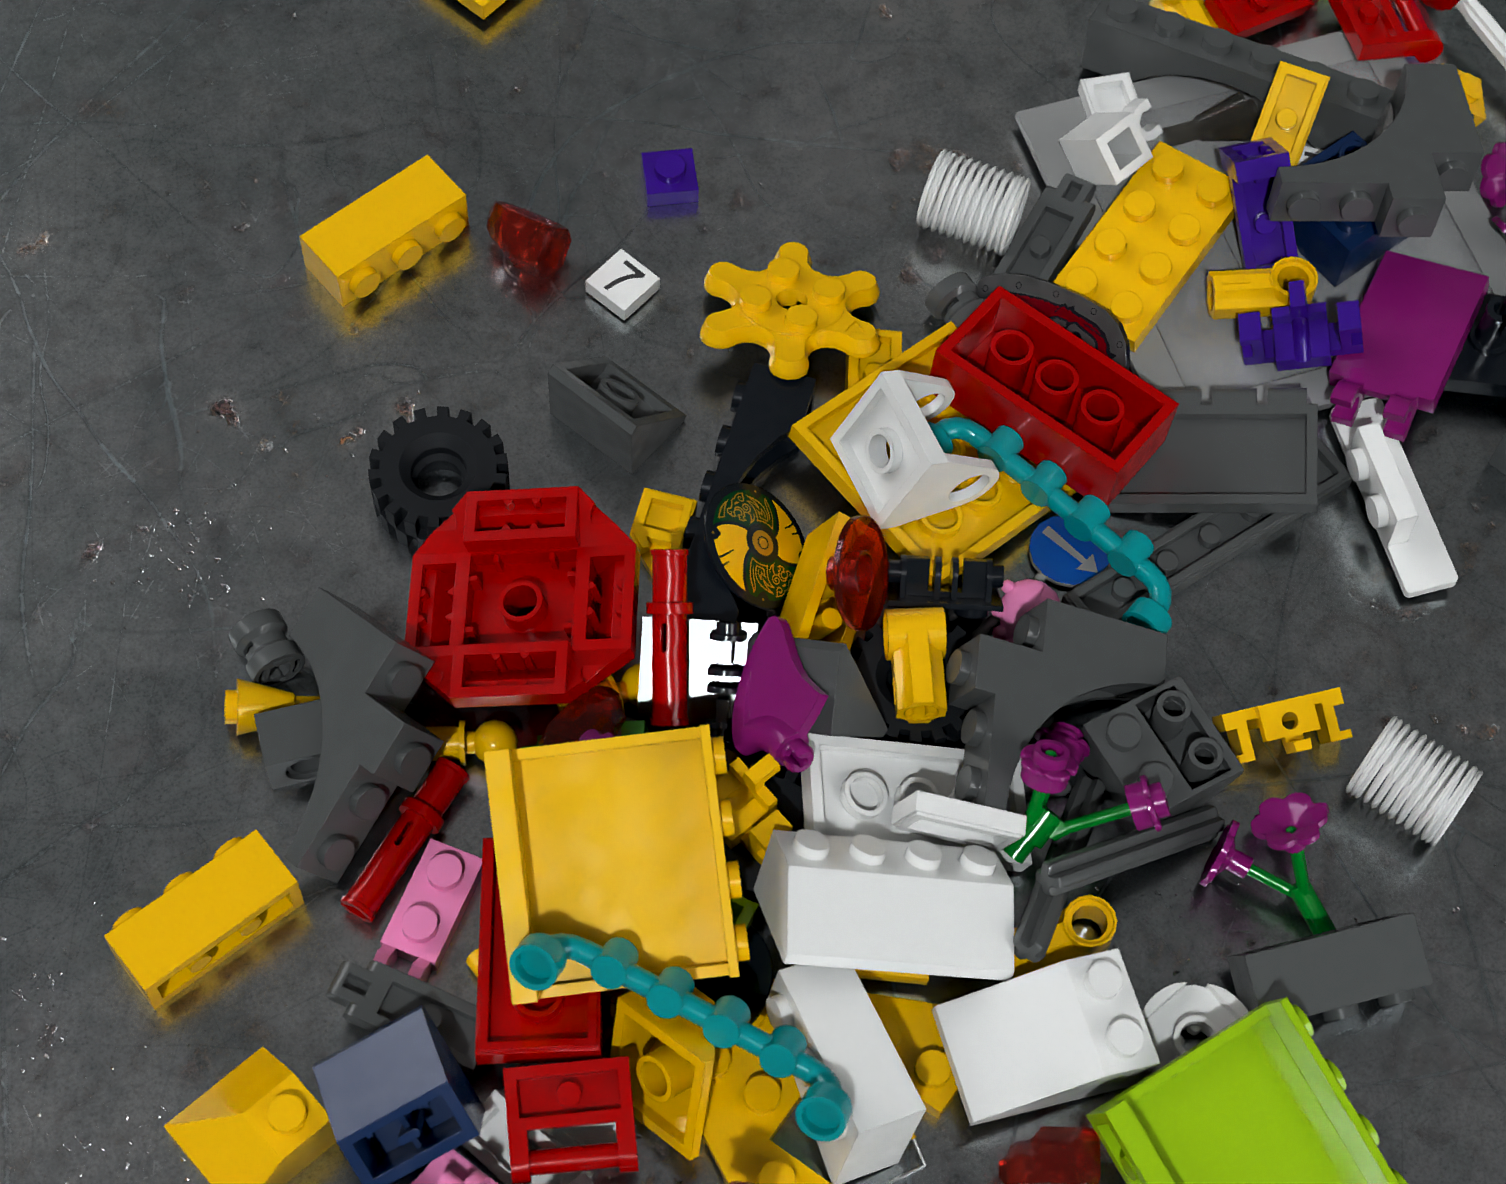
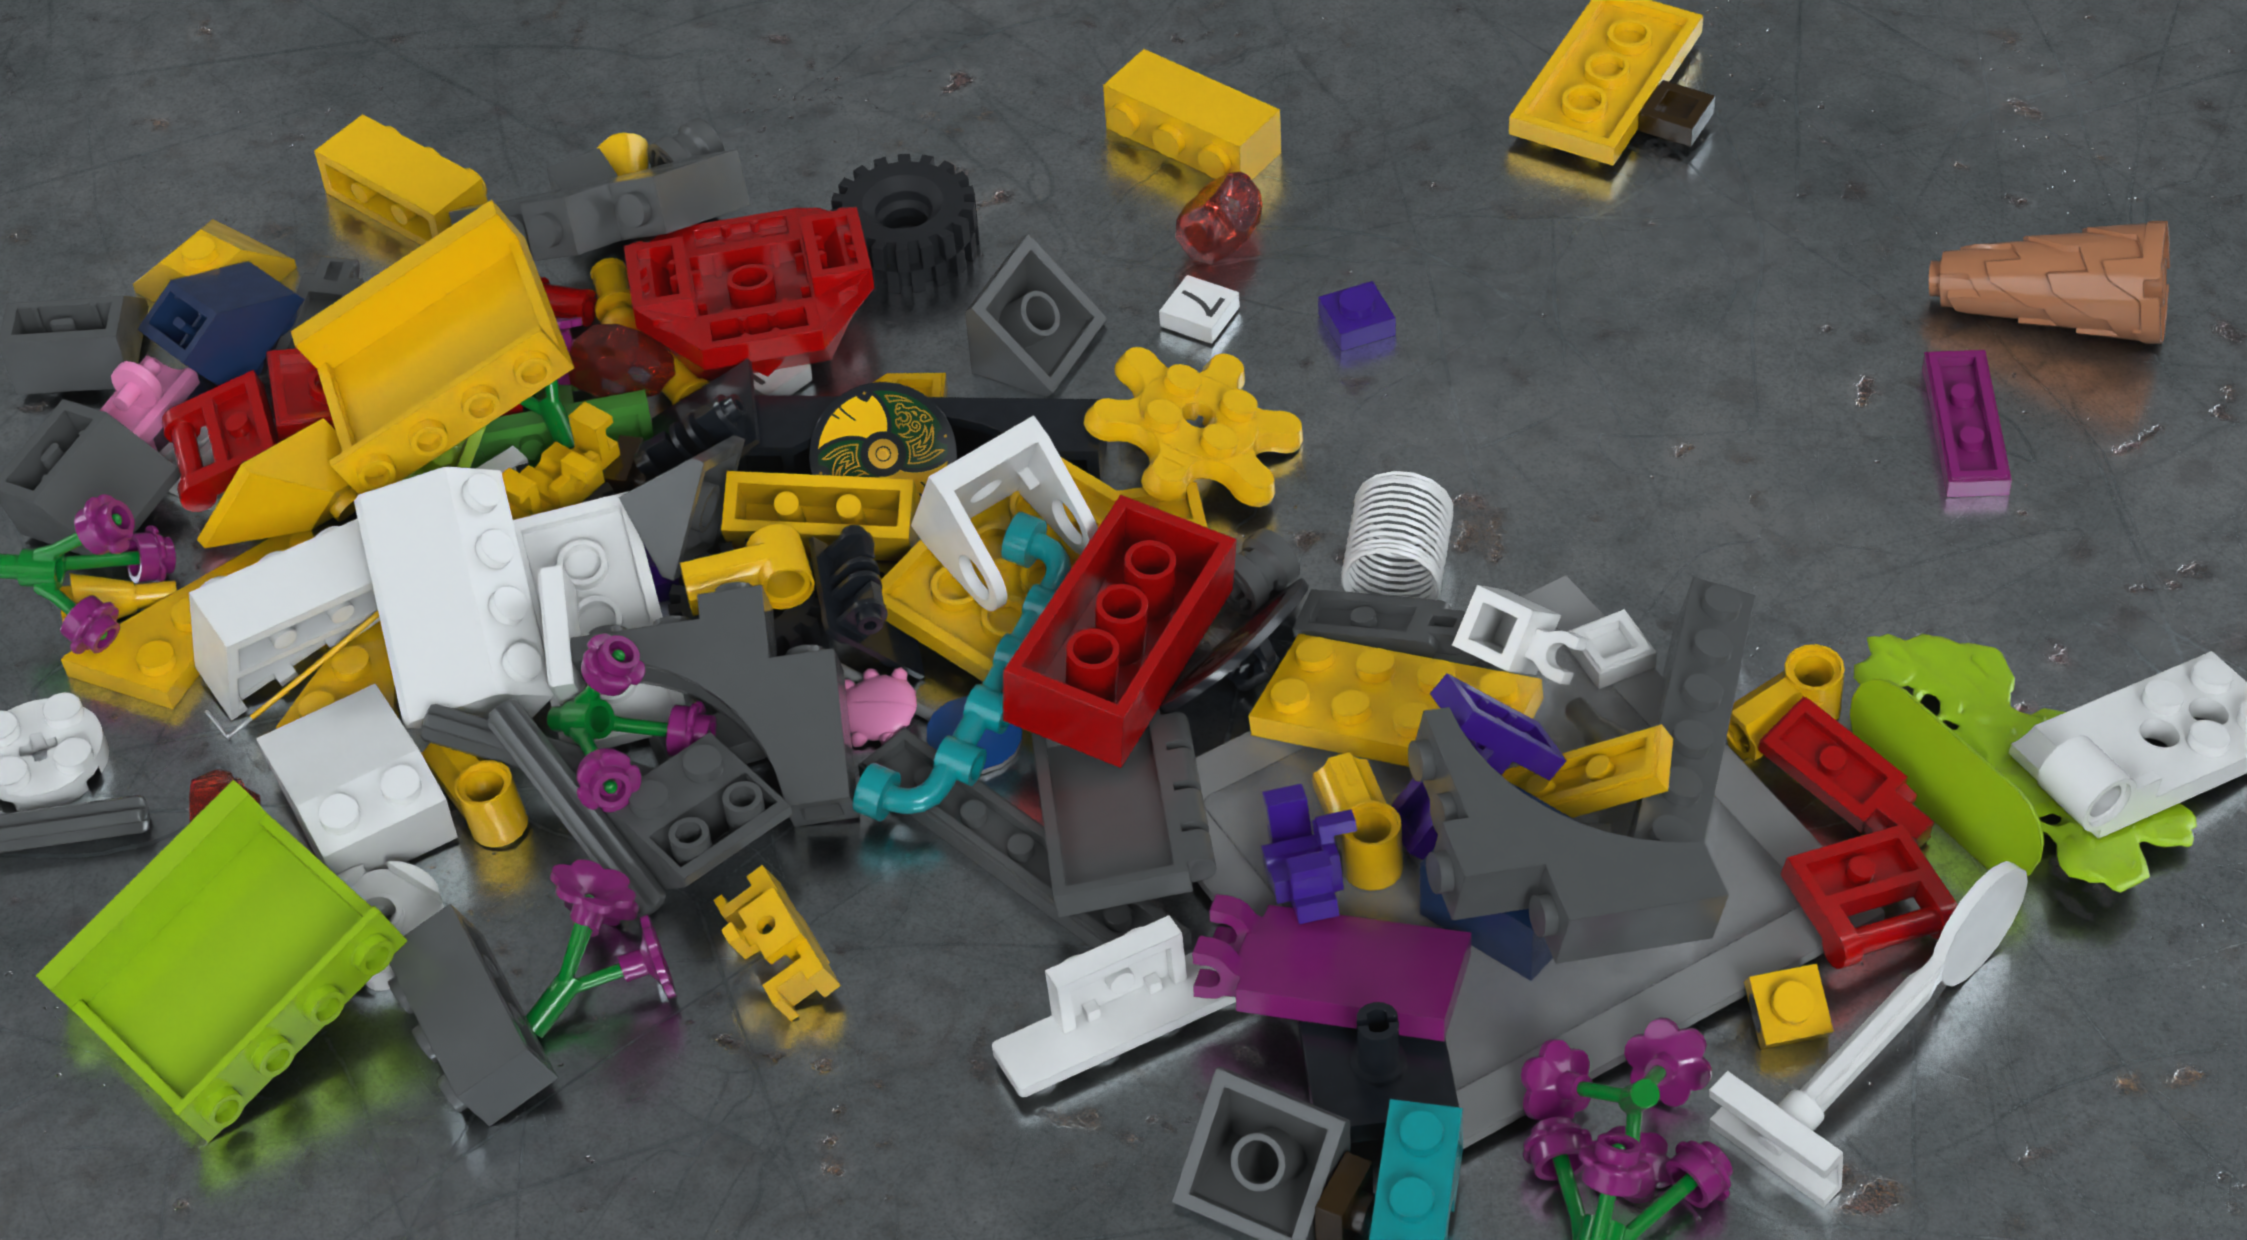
camera: 85 degrees right, 15 degrees down
(669, 636) = (742, 365): red pin -> none
(776, 700) = (626, 469): magenta arm -> none
(824, 1106) = (291, 474): teal bar -> none
(859, 573) = (796, 500): clear red dish -> none
(1415, 779) = (723, 1037): white piece -> none

